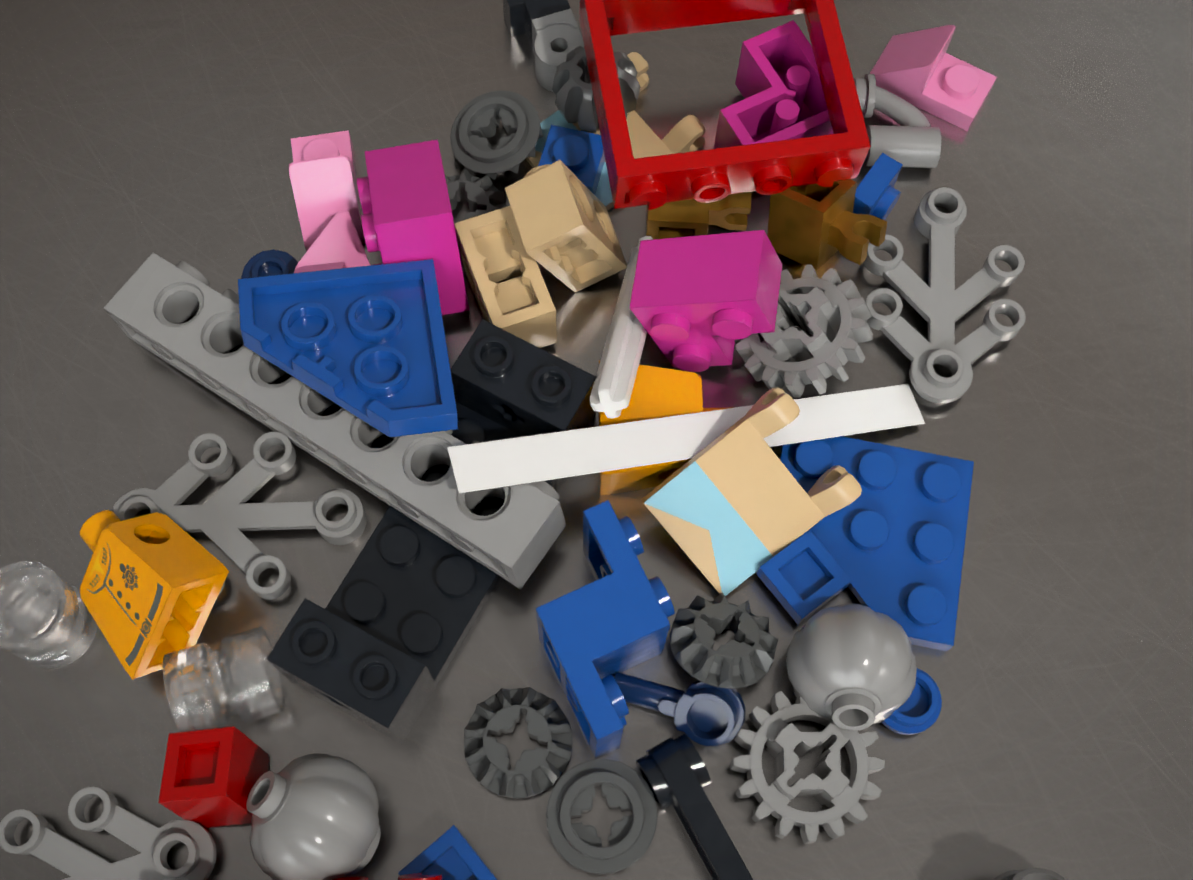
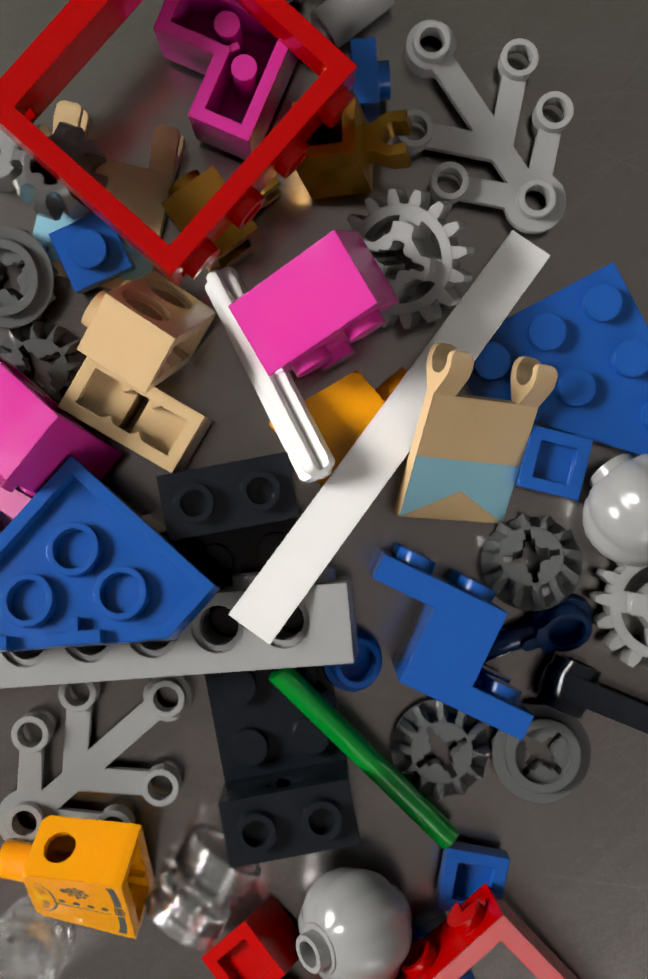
camera: 30 degrees left, 20 degrees up
(452, 685) = (364, 755): none -> green bar
(506, 608) = (360, 673): none -> blue plate

